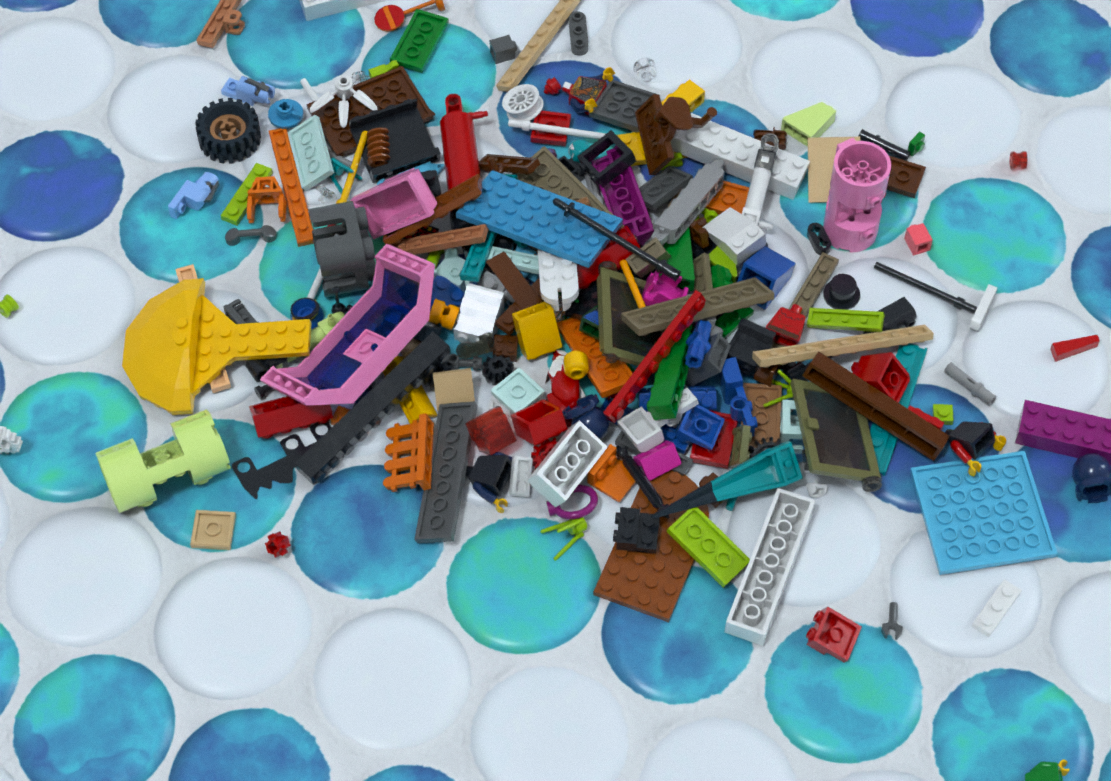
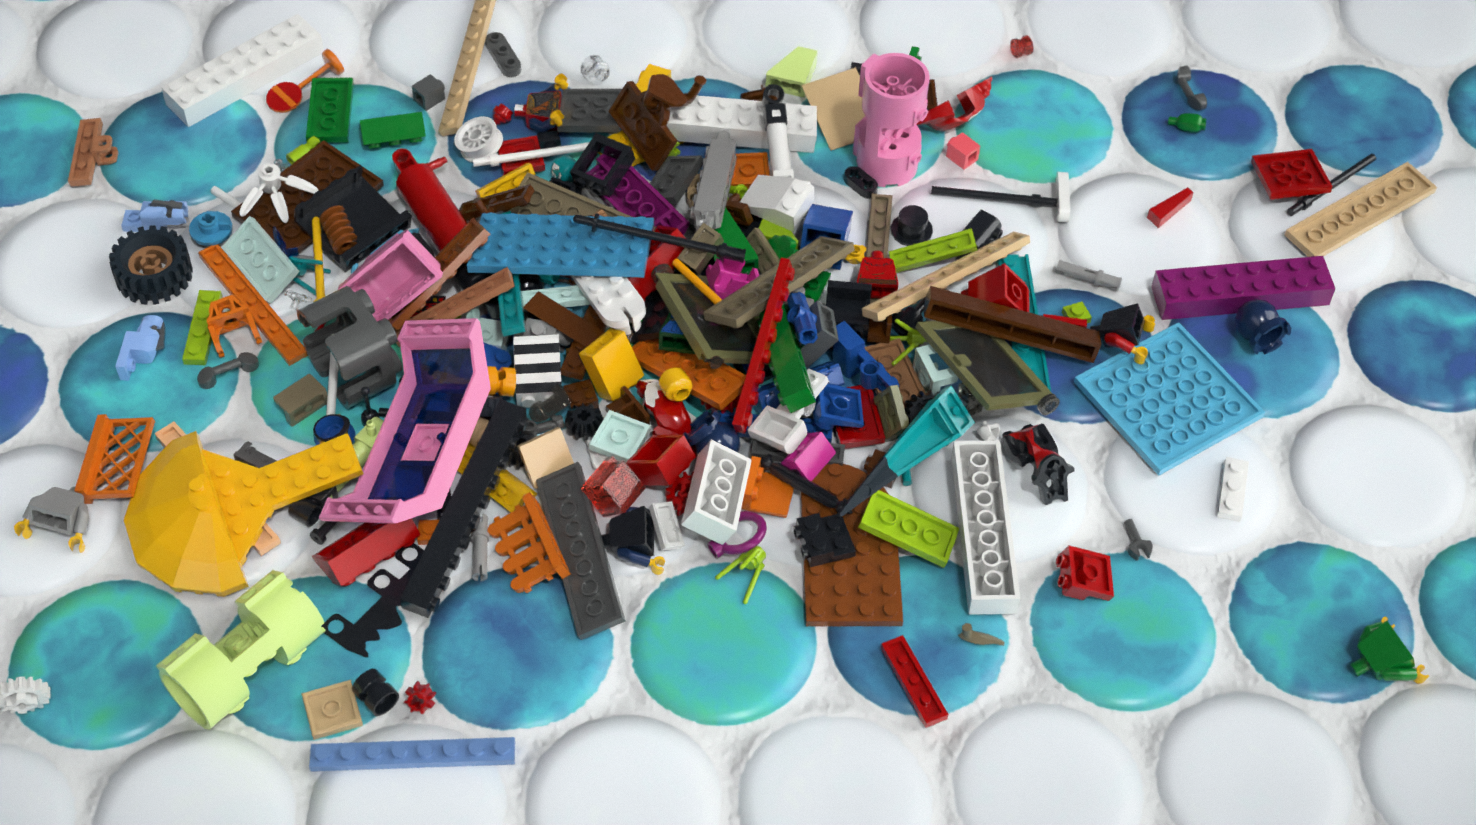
camera: 25 degrees left, 5 degrees down
(81, 307) = (57, 511): none -> light grey torso
(127, 273) = (98, 457): none -> orange fence
(247, 528) = (374, 692): none -> black wheel
(256, 585) = (412, 754): none -> medium blue plate
(292, 278) = (301, 399): none -> dark tan panel
(331, 146) = (282, 245): none -> clear blue bar
(377, 435) = (480, 539): none -> light grey pin
(460, 72) = (392, 129): none -> green slope
(528, 148) = (506, 182): none -> yellow plate
(536, 371) = (629, 407): none -> reddish brown panel
(579, 121) = (549, 139): none -> black bracket
(653, 669) = (914, 681): none -> red plate
(723, 653) = (978, 637): none -> dark tan bar
(782, 303) = (856, 256): none -> yellow plate
(844, 516) = (1038, 447): none -> black hips
(912, 205) = (972, 100): none -> red animal

